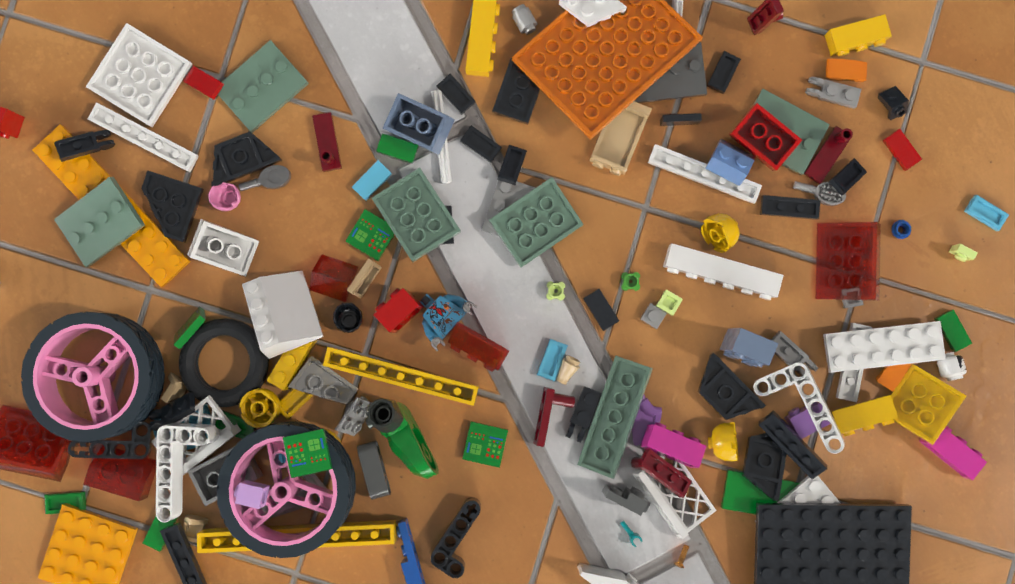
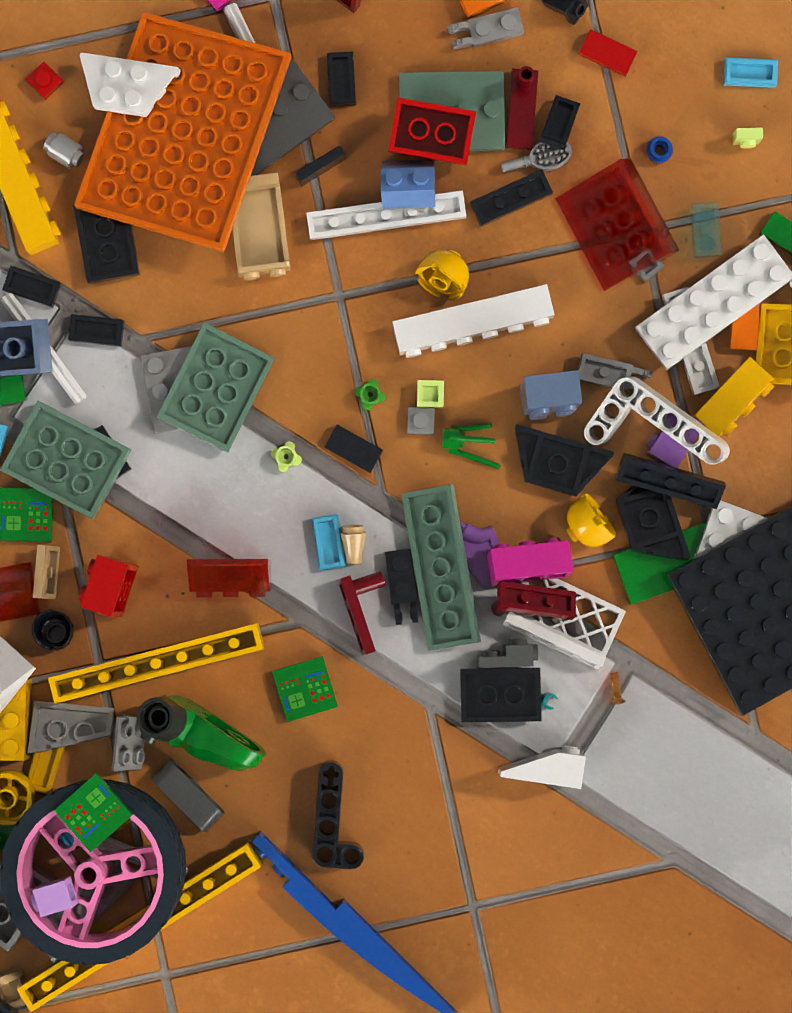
camera: 30 degrees left, 0 degrees up
(443, 316) = (166, 563): dark azure torso -> none
(512, 165) = (148, 334): black tile -> none
(607, 519) = (501, 694): none -> black plate
(668, 339) = (455, 437): none -> green plant
(903, 297) = (706, 230): none -> clear light blue plate

